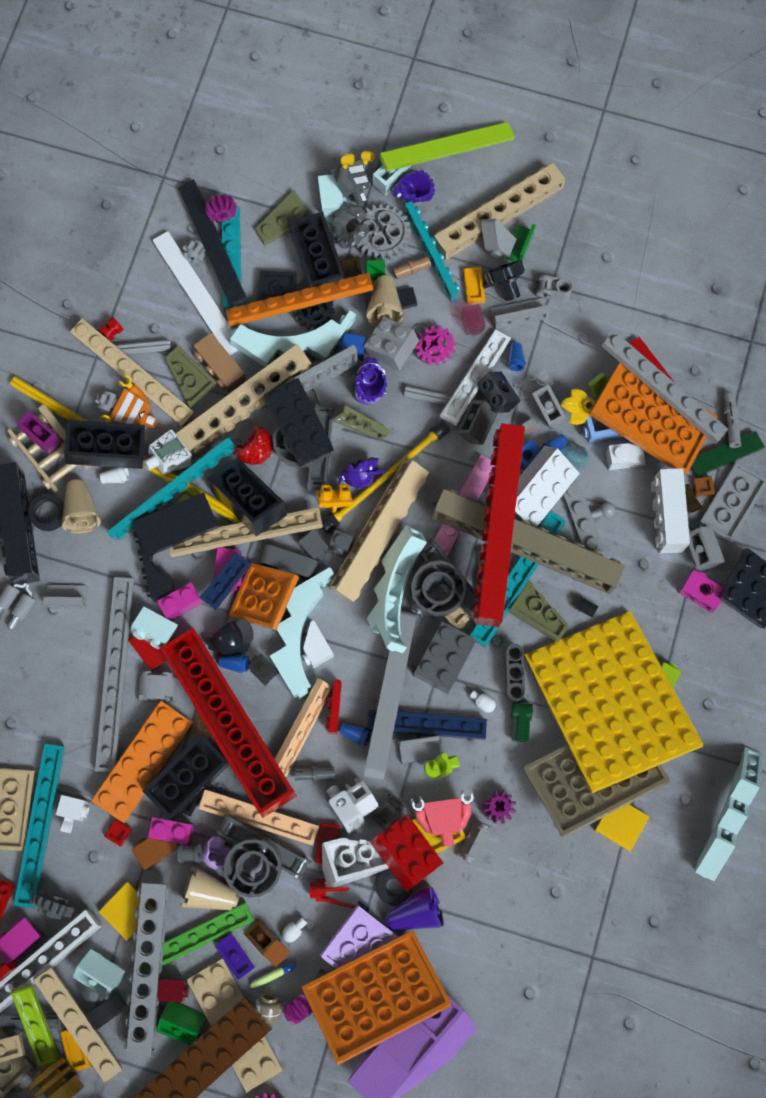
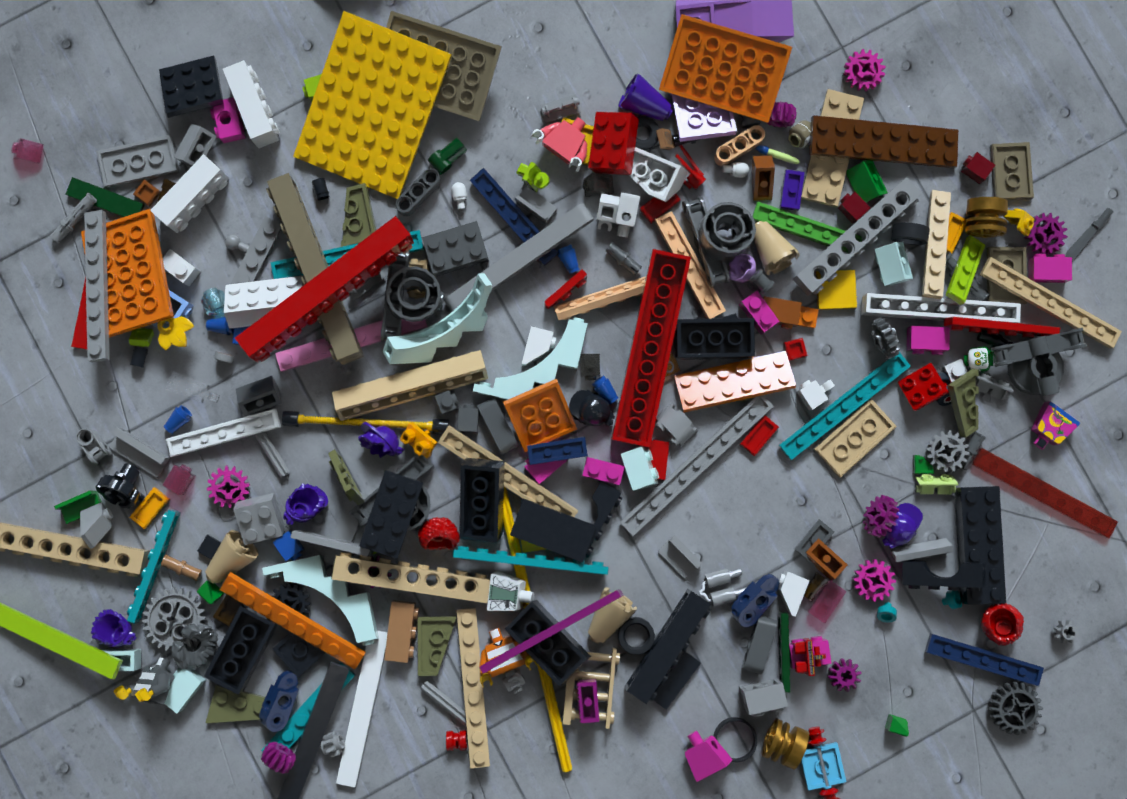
camera: 140 degrees left, 10 degrees up
(86, 740) = (759, 435): none -> red tile
(106, 450) = (551, 631): none -> magenta tile
(115, 475) = (559, 613): white cone -> none
(130, 867) = (808, 317): none -> orange plate
(256, 244) = (275, 714): none -> dark blue piece
(303, 960) = (744, 138): none -> light nougat beam
(371, 898) = (665, 139): none -> medium nougat tile
(498, 392) = (220, 401): black brick -> none
(506, 807) = (528, 114): magenta gear -> none
(550, 406) = (193, 355): light grey brick -> none
(586, 372) = (139, 357): none -> black piece
(623, 826) = (450, 18): yellow tile -> none
(698, 616) = (252, 104): none -> white brick

